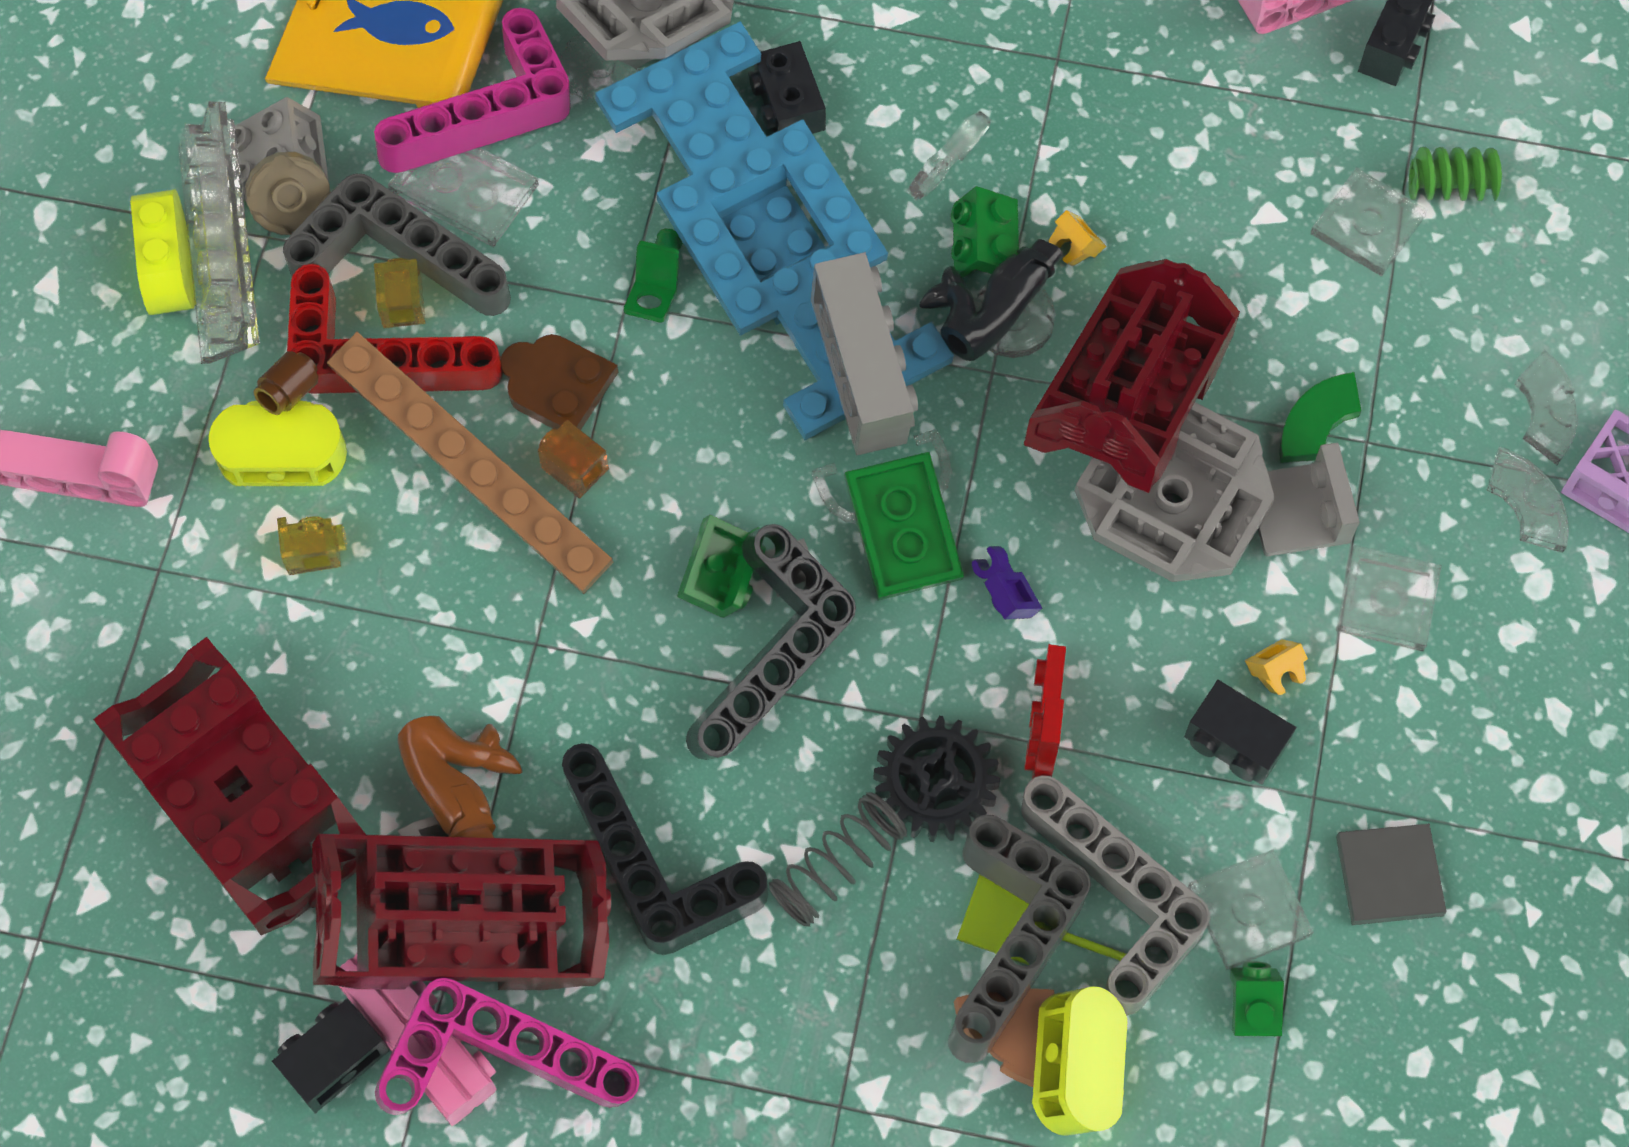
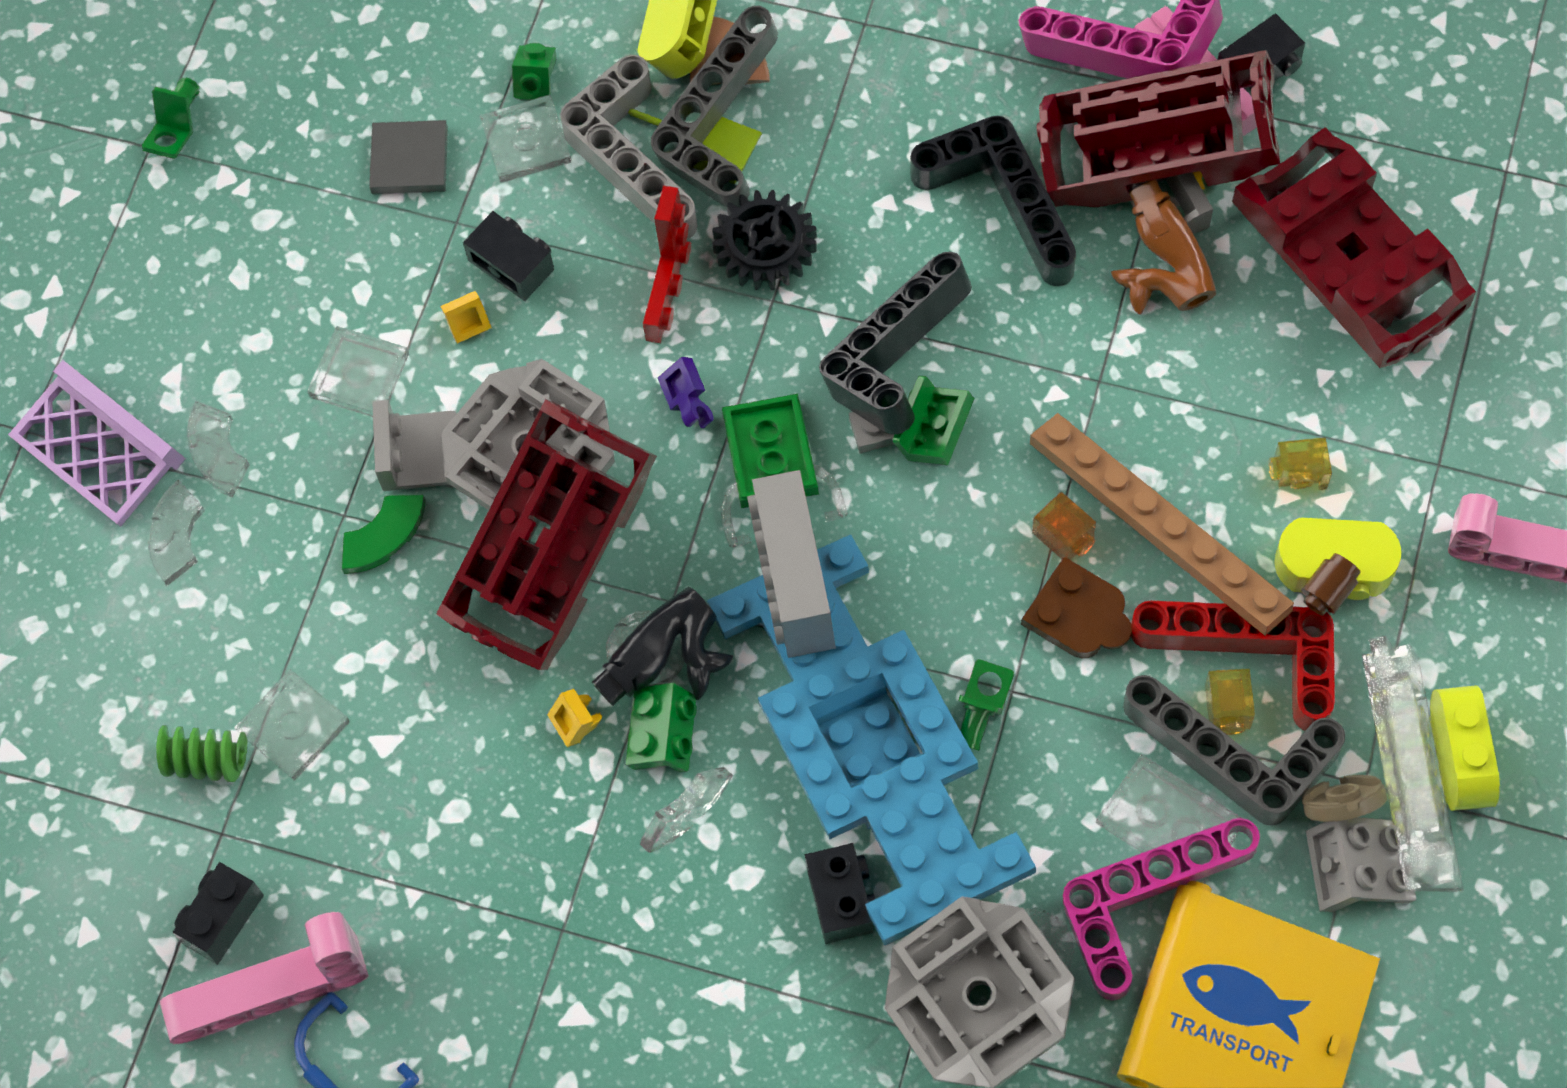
camera: 170 degrees left, 0 degrees up
(806, 911) = (821, 212): dark grey piece -> none

